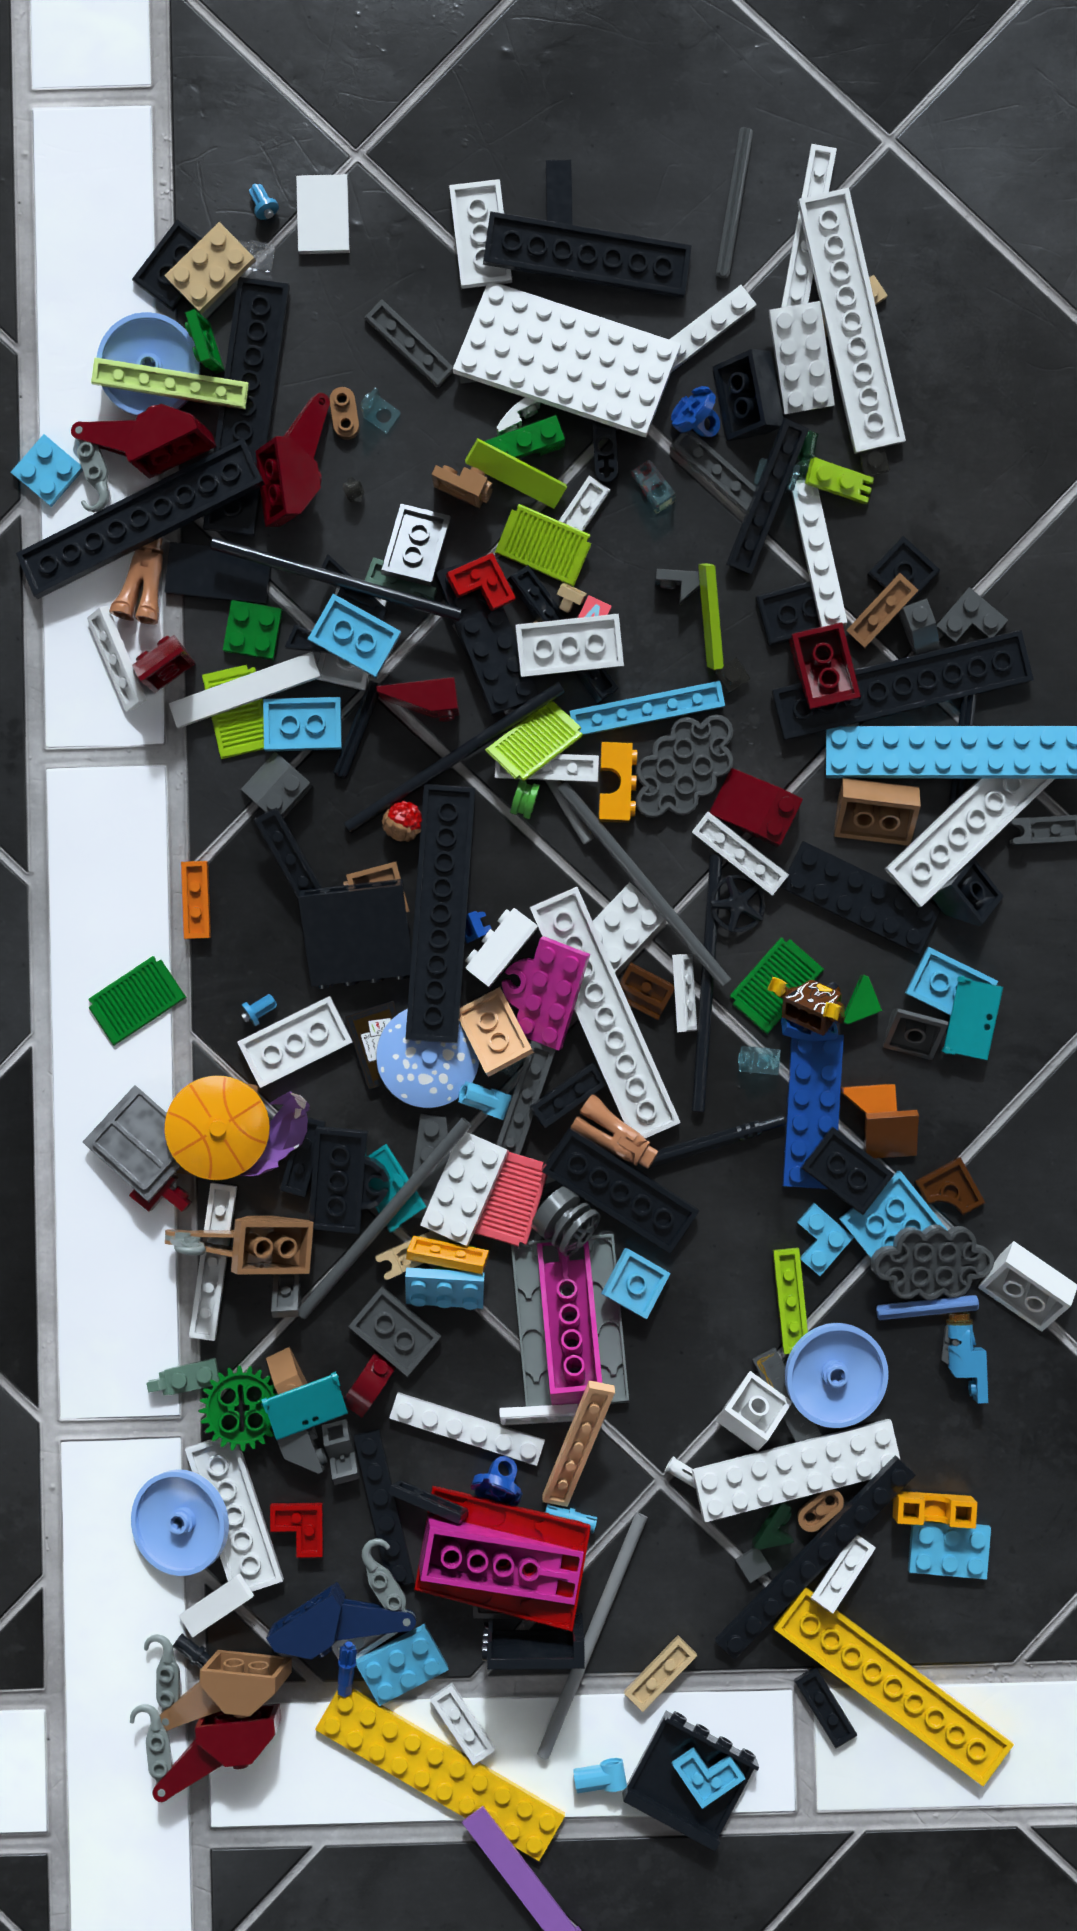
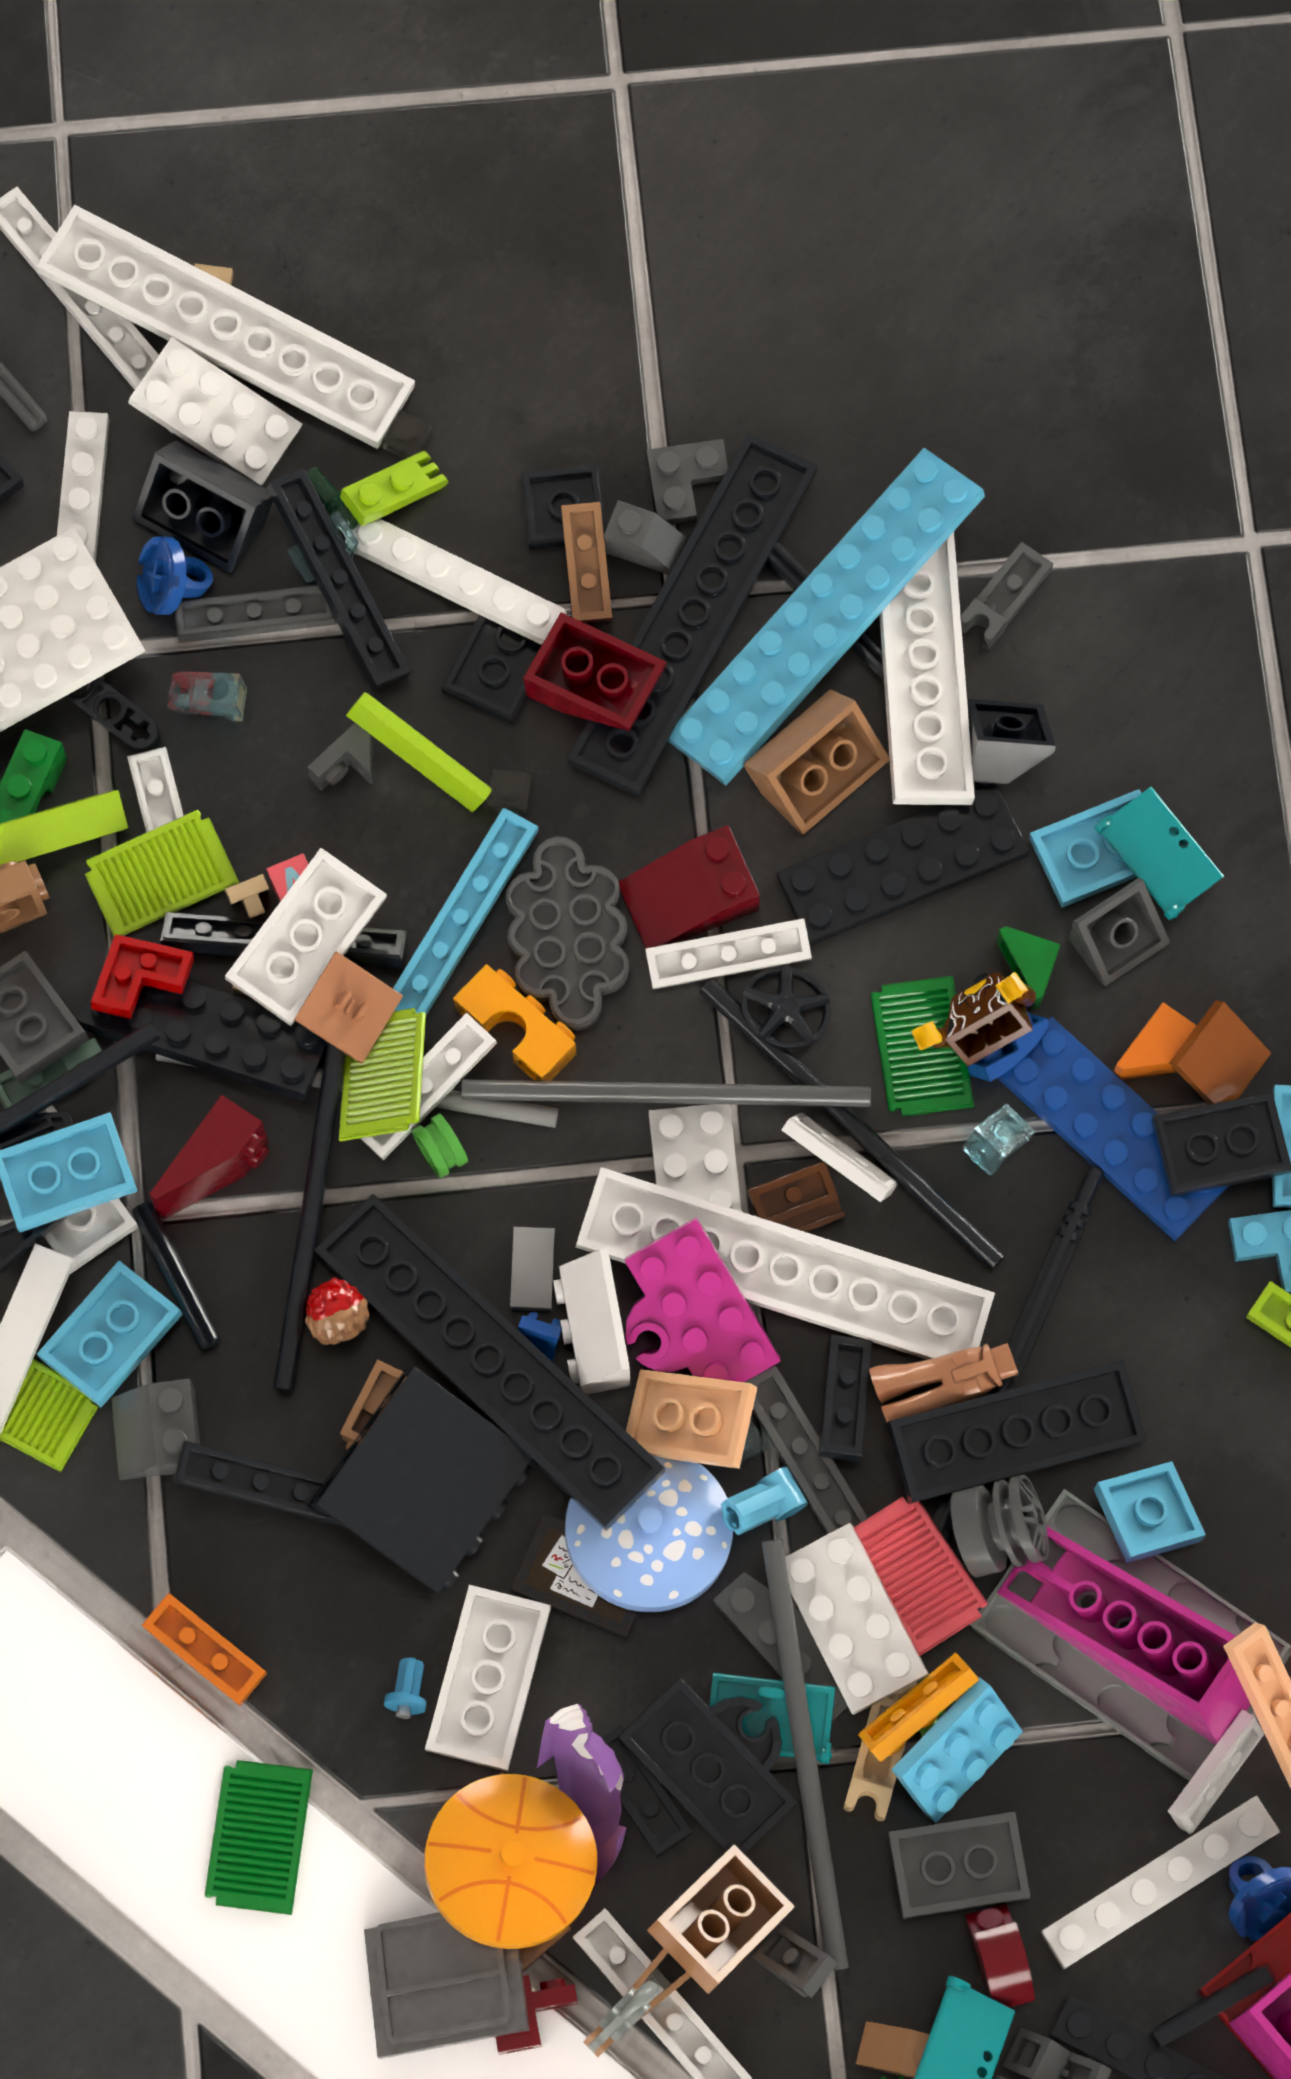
camera: 50 degrees left, 15 degrees down
(505, 893) = (532, 1269): none -> light grey tile
(552, 696) = (348, 1007): none -> nougat piece

